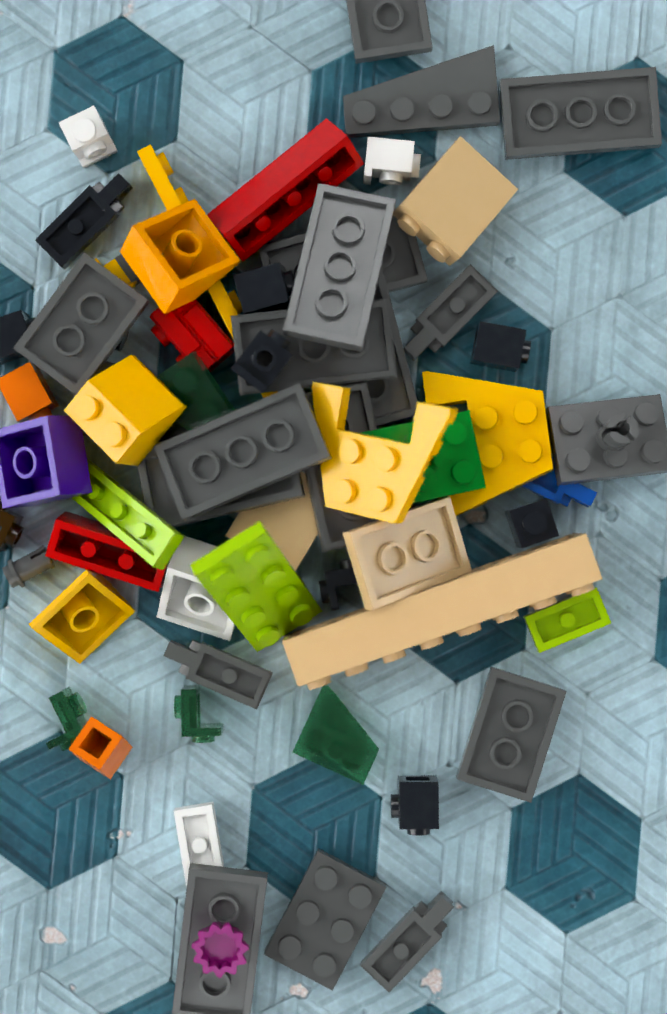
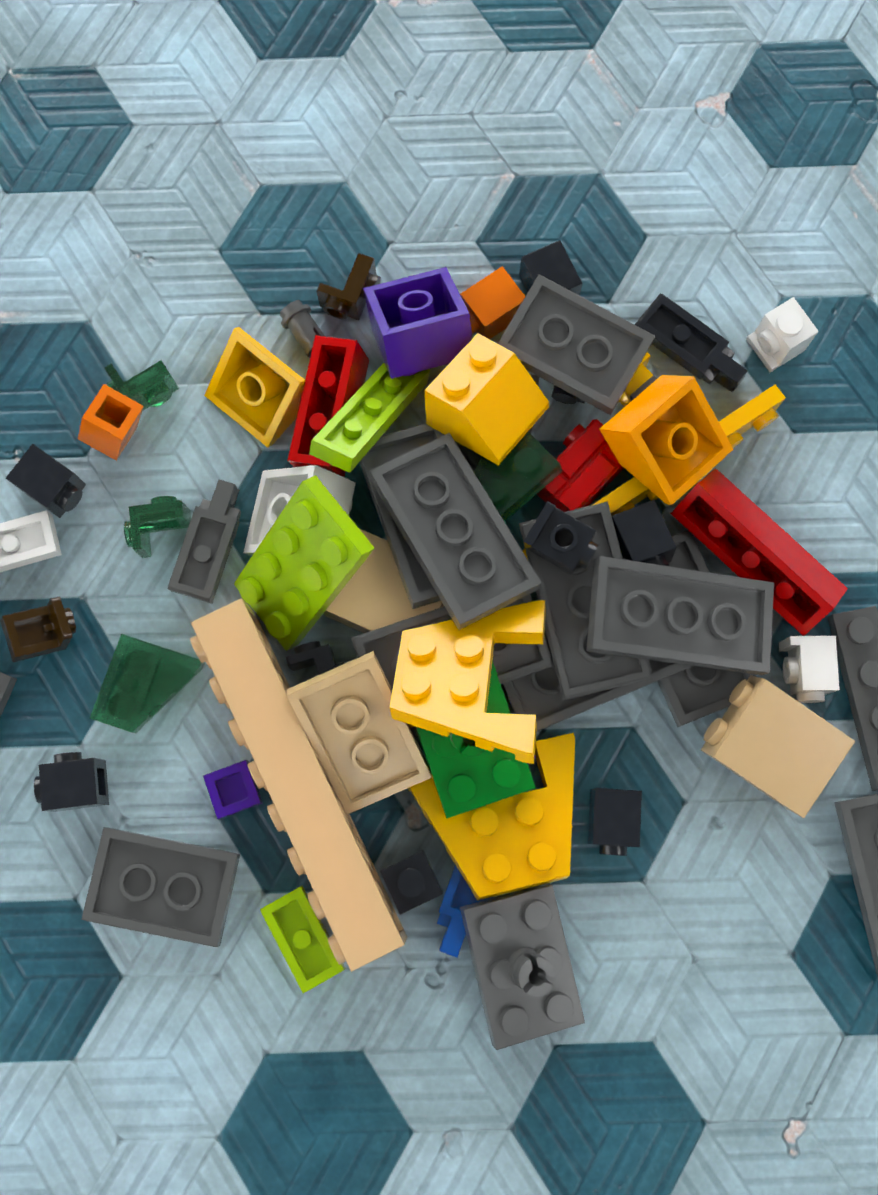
camera: 90 degrees right, 10 degrees down
(147, 809) = (47, 481): none -> black brick
(280, 824) = (38, 630): none -> dark brown bracket
(437, 667) = (232, 789): none -> dark purple plate
(450, 312) = (646, 757): dark grey hinge -> none

